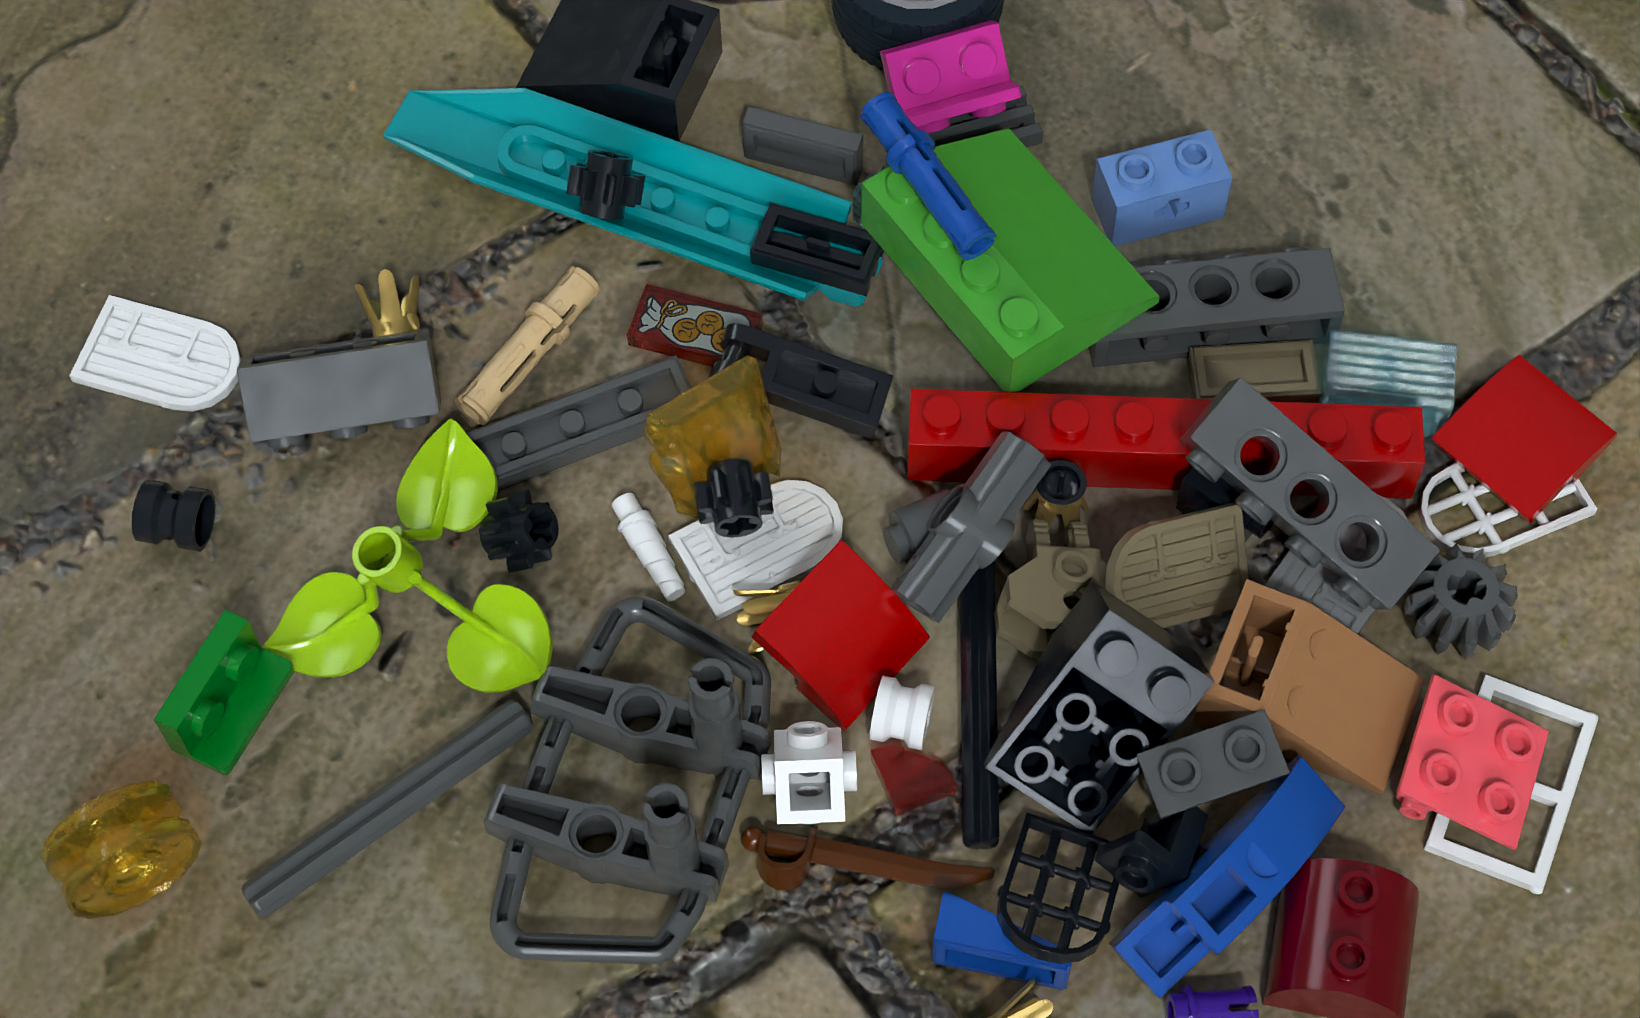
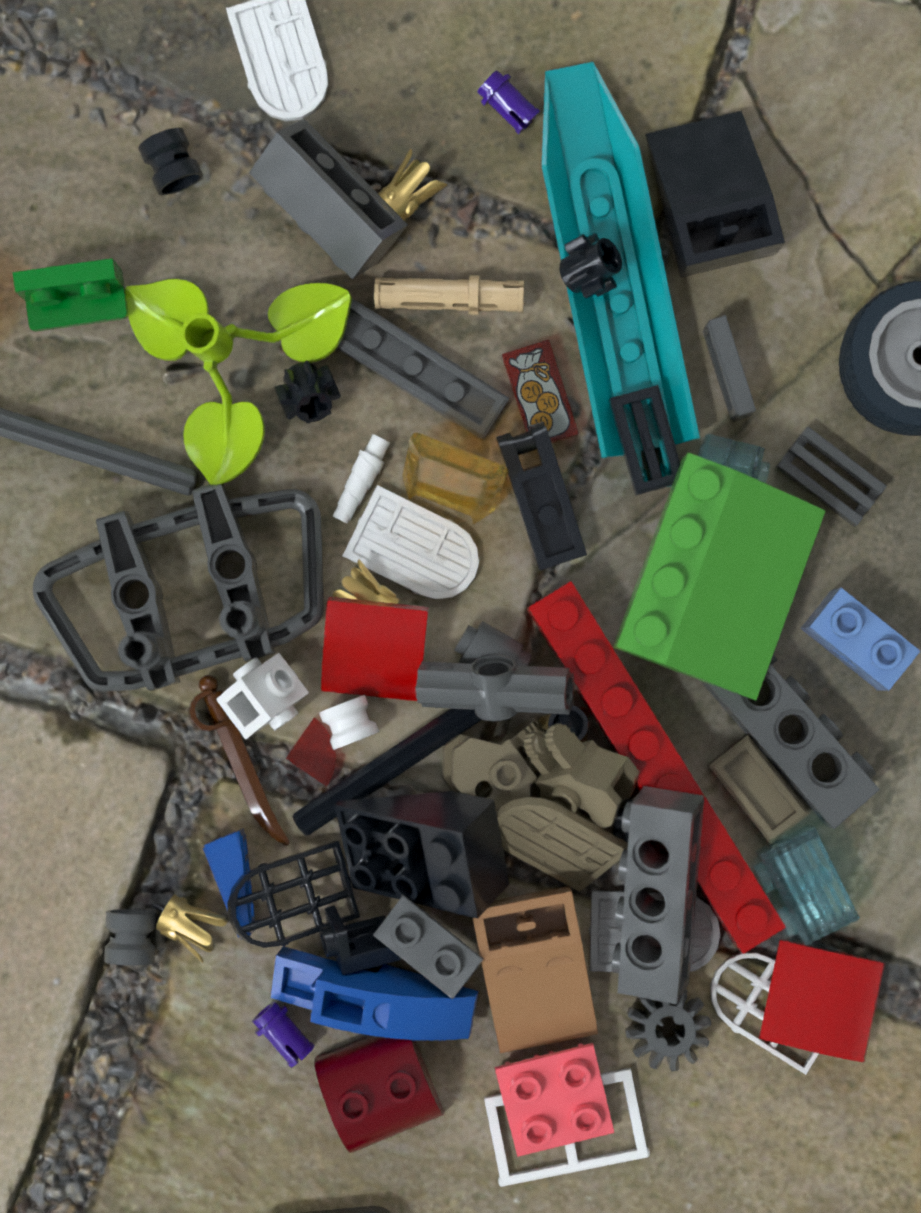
camera: 60 degrees right, 25 degrees up
(379, 182) = (507, 101): none -> dark purple pin
(734, 497) = (420, 516): black gear -> none
(913, 155) = (711, 500): blue pin -> none
(951, 76) = (844, 439): dark pink bracket -> none
(1123, 493) = (580, 774): none -> dark tan hinge

